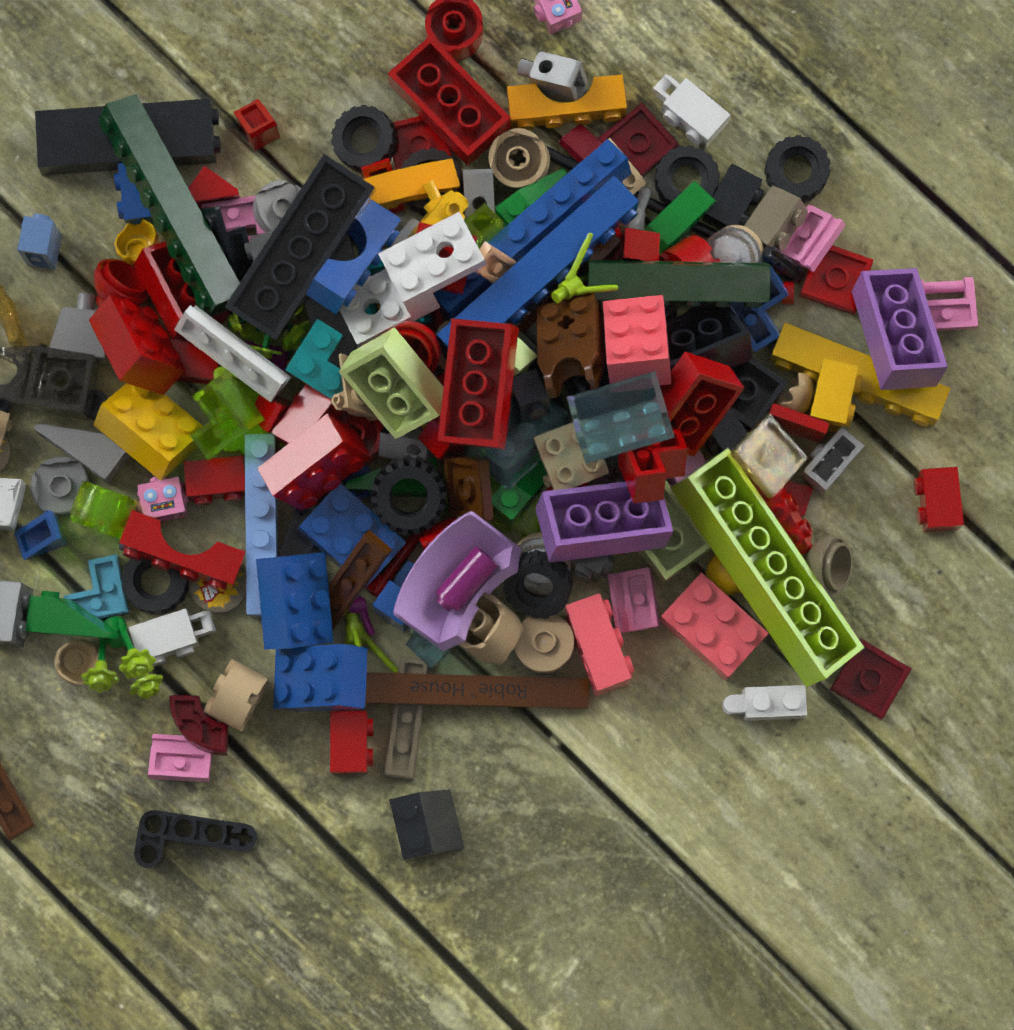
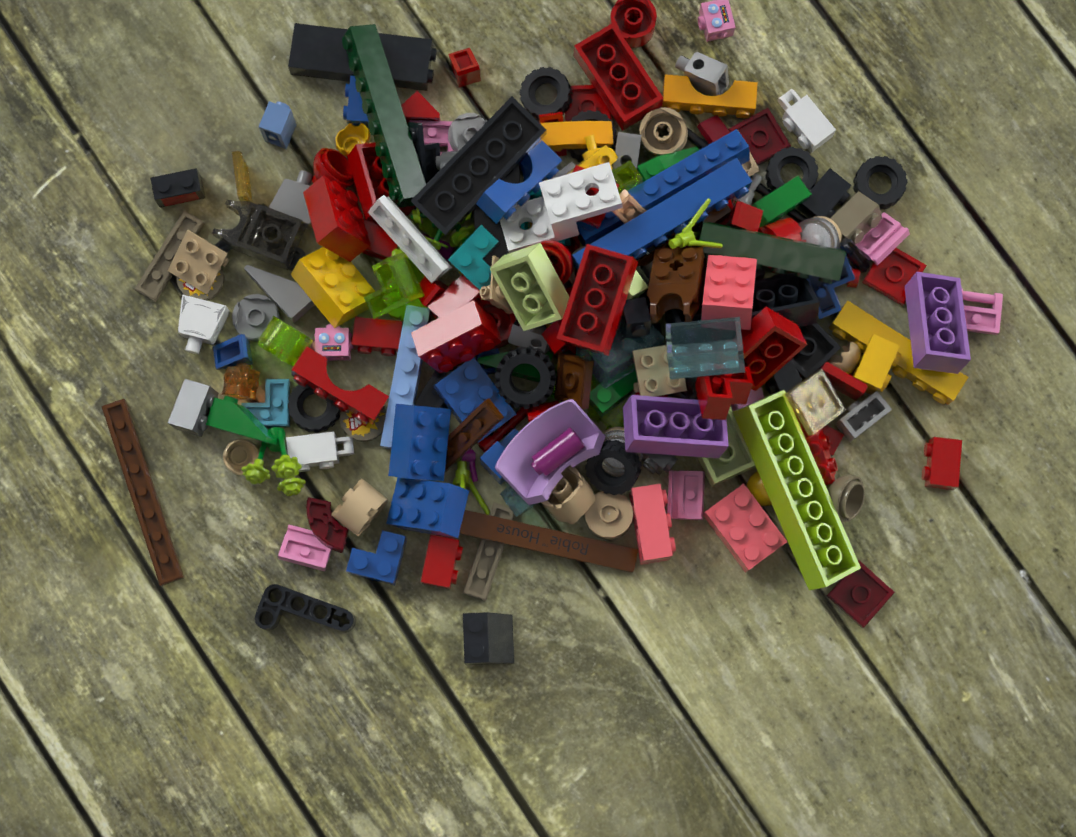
camera: 10 degrees right, 0 degrees up
(58, 570) = (241, 382): none -> clear orange brick
(277, 762) = (384, 564): none -> blue brick
(768, 703) = (776, 597): white brick -> none

